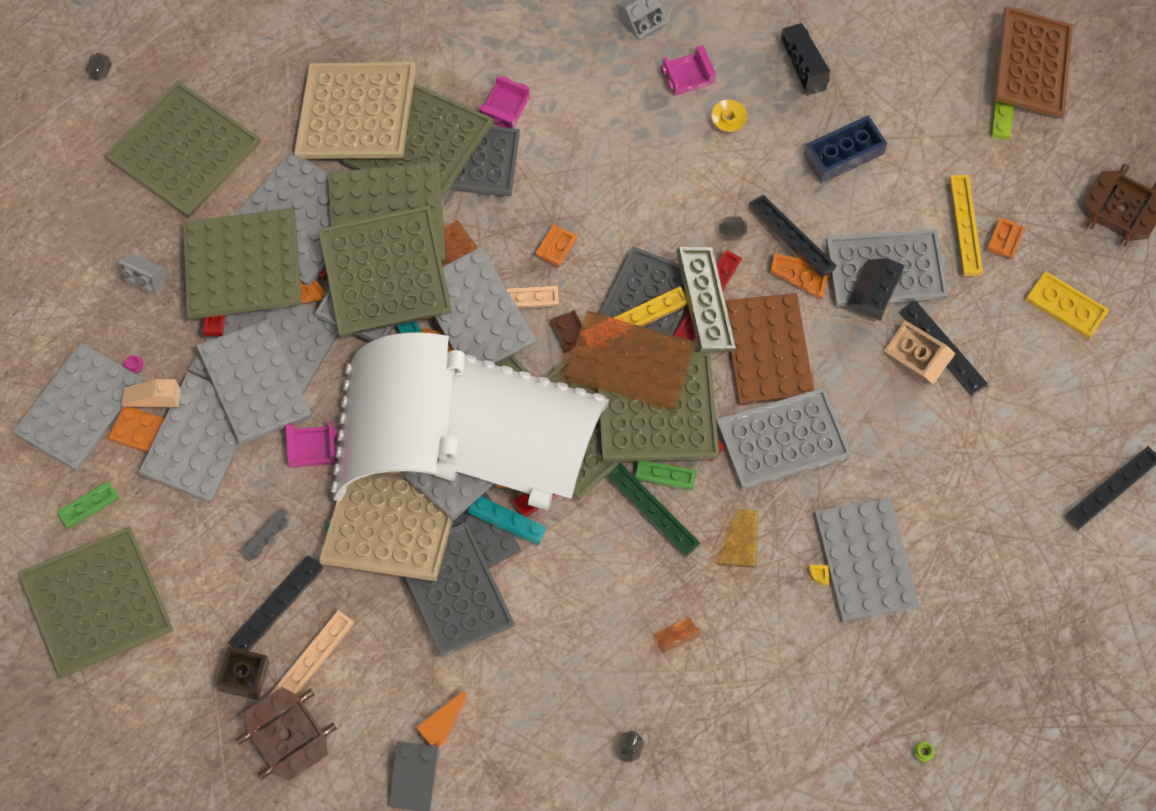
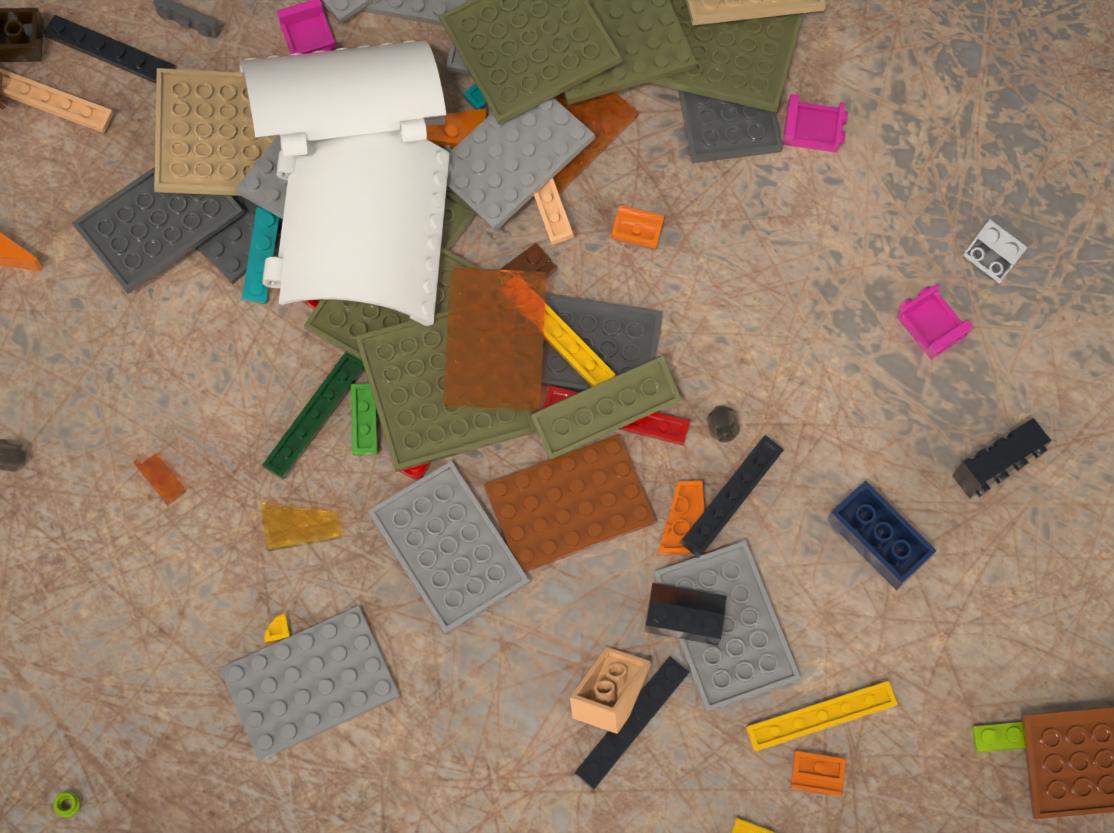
camera: 75 degrees right, 5 degrees up
(729, 109) = (891, 376): yellow dish -> none

